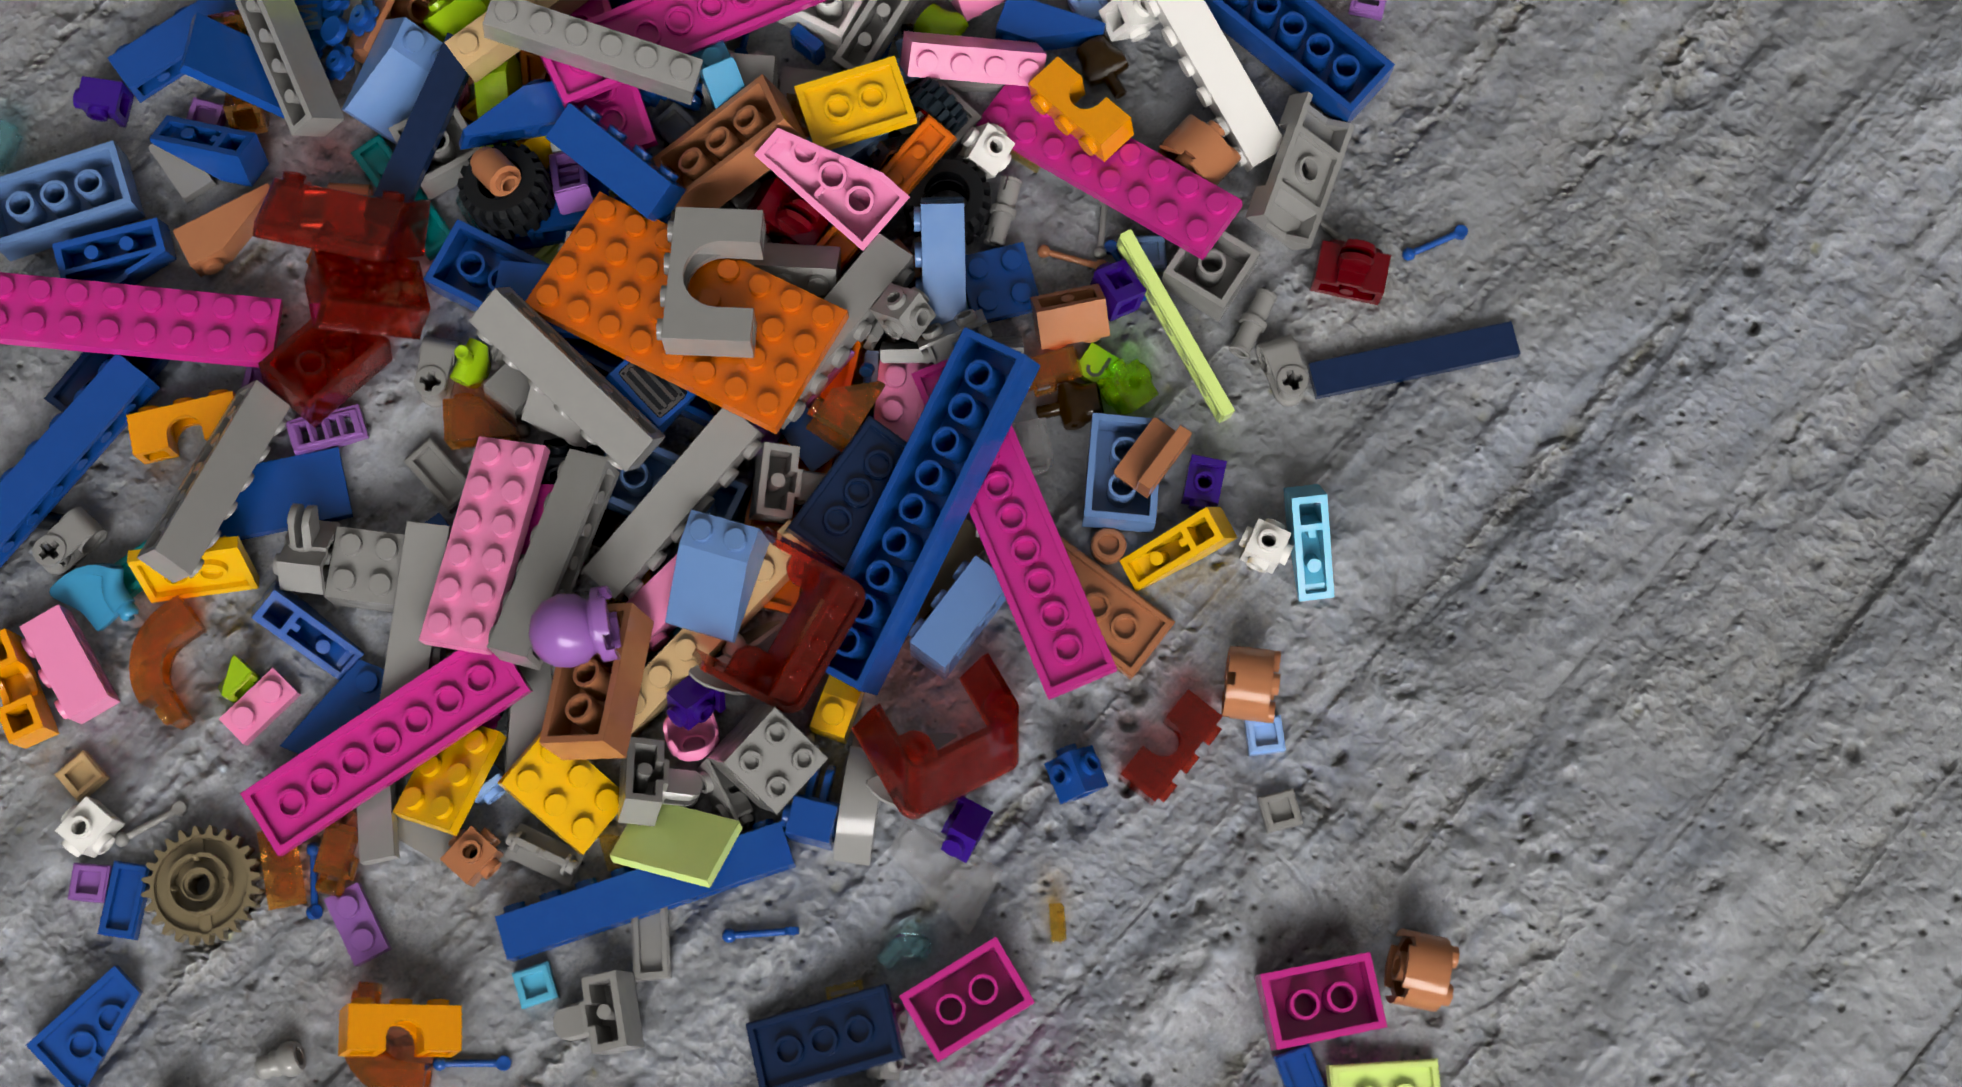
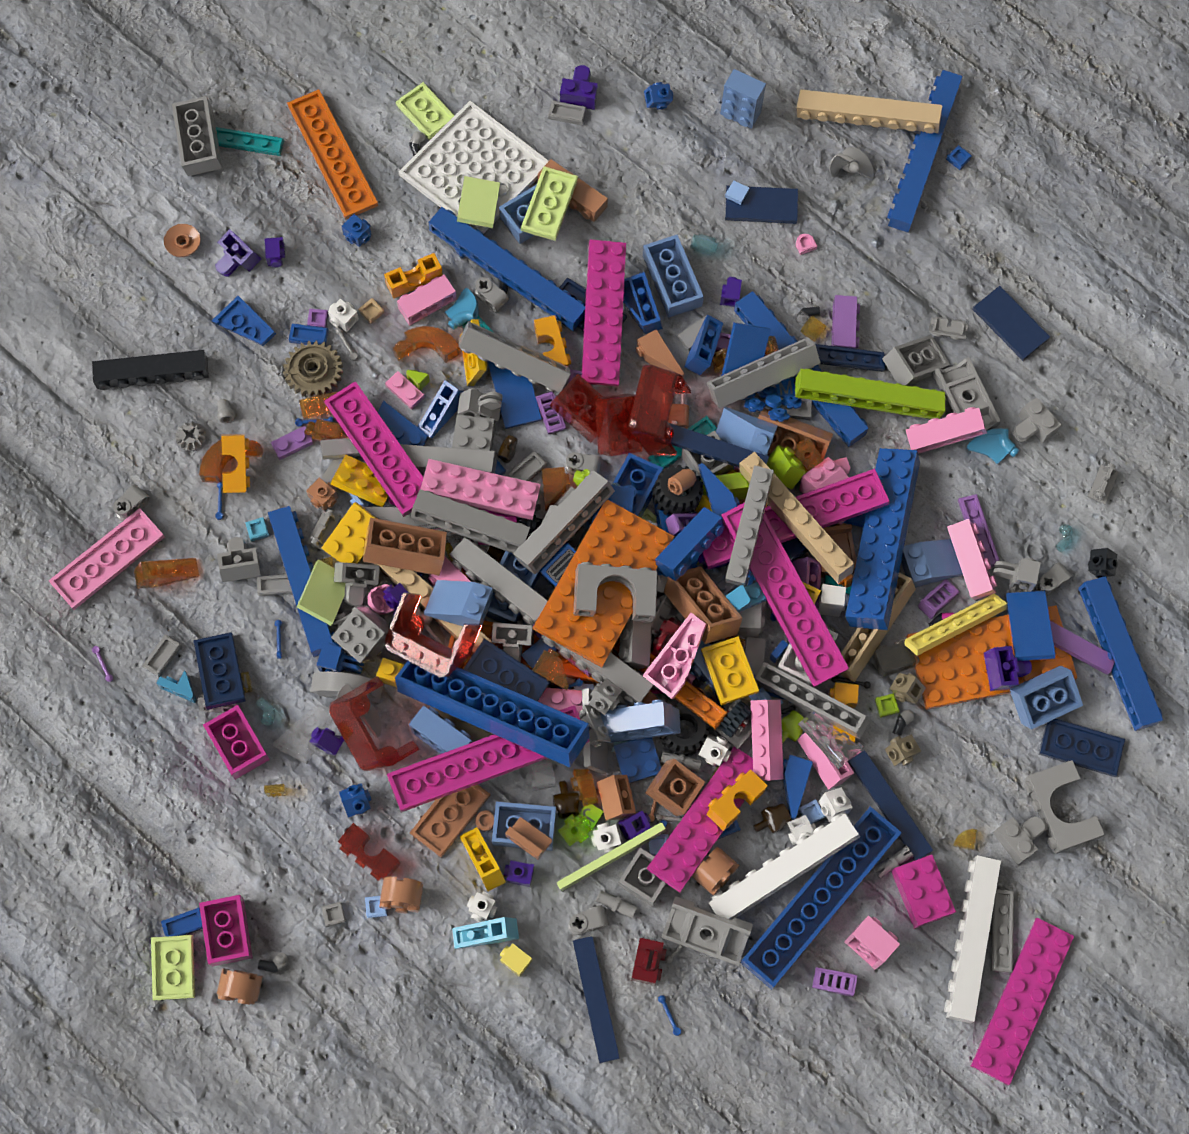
camera: 90 degrees right, 5 degrees down
(397, 505) = (508, 449): none -> dark brown piece
(573, 629) = (424, 529): medium lavender tile -> none
(1053, 216) = (675, 787): none -> nougat brick
(1140, 332) = (613, 833): none -> white brick
(1354, 489) = (515, 959): none -> light yellow brick
(1374, 913) = (275, 965): none -> arm

